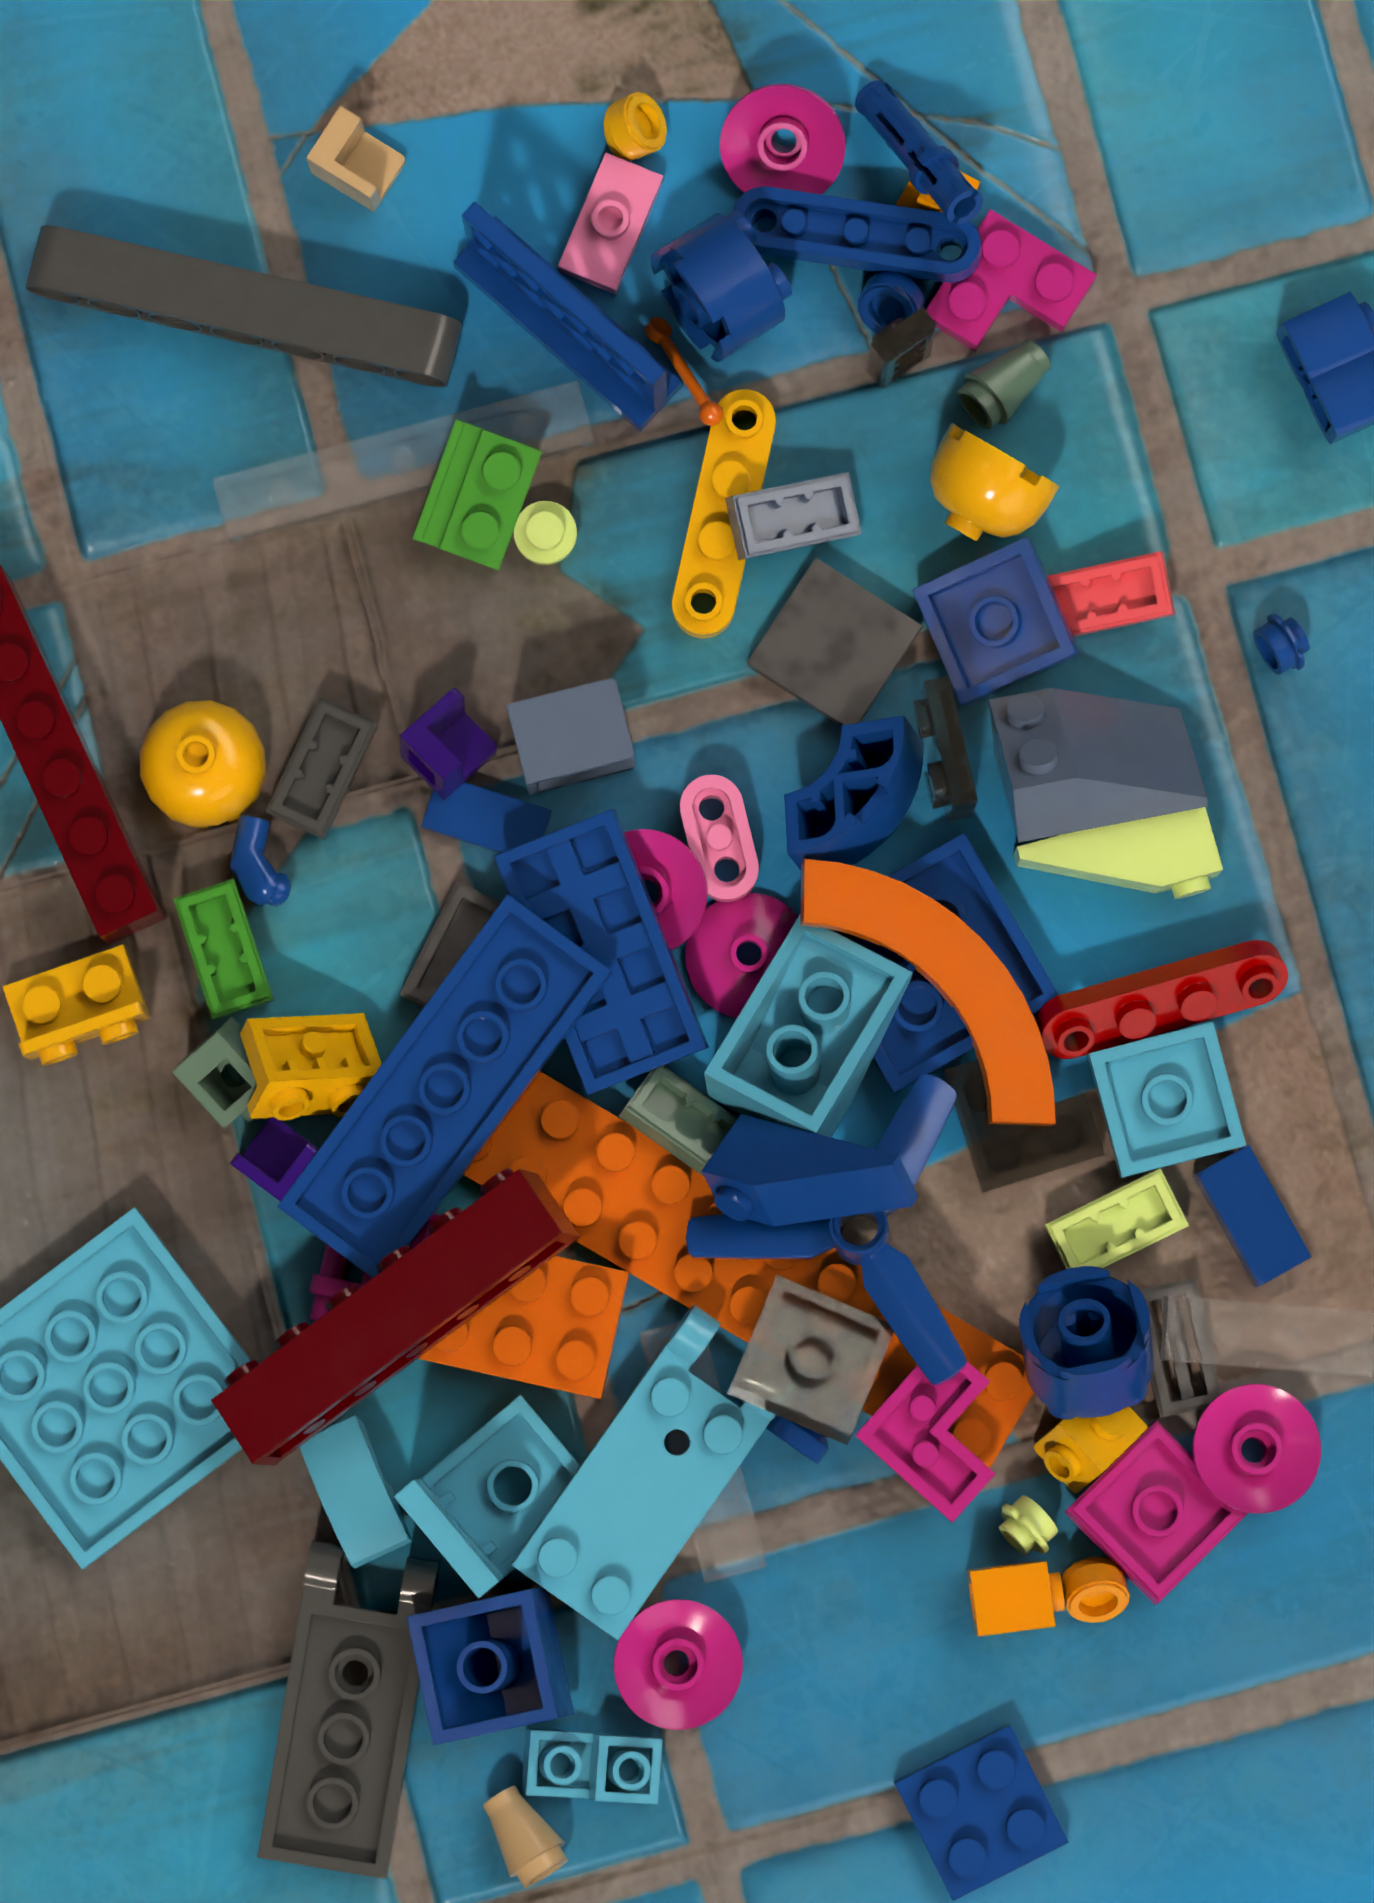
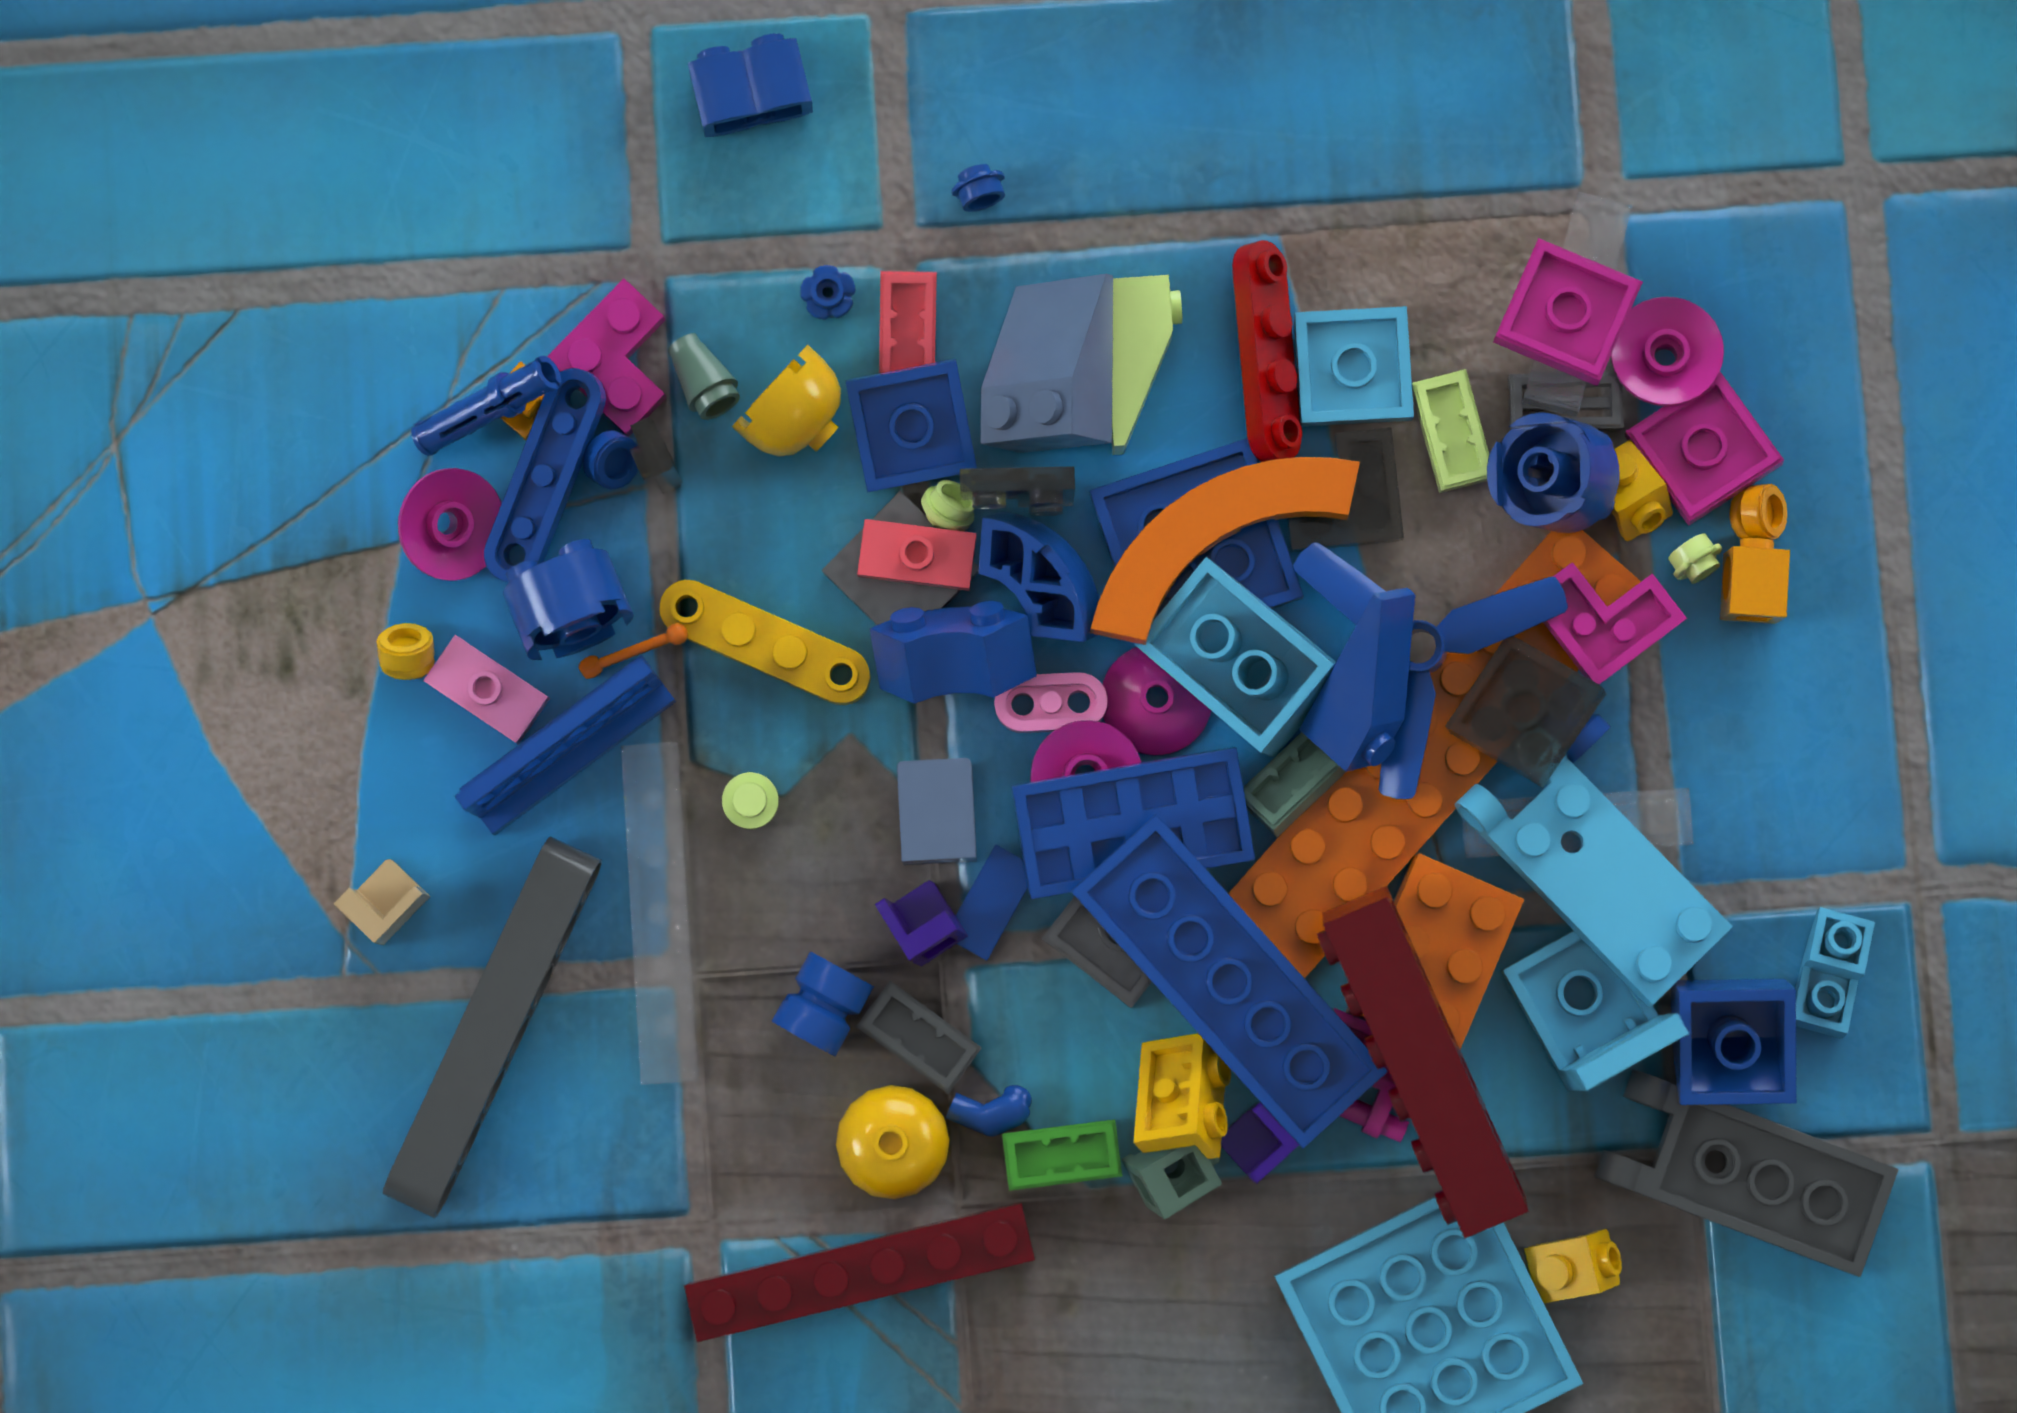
camera: 80 degrees left, 0 degrees up
(76, 1005) = (1084, 1296): yellow bracket -> none
(209, 1538) = (1574, 1266): none -> yellow bracket
(331, 653) = (822, 1004): none -> blue wheel
(355, 1492) = (1560, 1130): medium azure slope -> none
(477, 494) = (704, 853): bright green plate -> none
(524, 1837) = (1884, 1042): tan cone -> none
(704, 1685) = (1781, 864): dark pink dish -> none
(751, 717) = (953, 651): none -> blue brick
(793, 516) = (782, 581): sand blue plate -> none
(852, 657) = (917, 554): none -> coral plate
(907, 678) = (945, 507): none -> yellowish green plate
(981, 1812) = (1929, 648): blue plate -> none
(1128, 518) = (828, 307): none -> blue plate
(1252, 1216) = (1459, 316): blue slope -> none
(1274, 1324) = (1567, 312): none -> dark pink plate

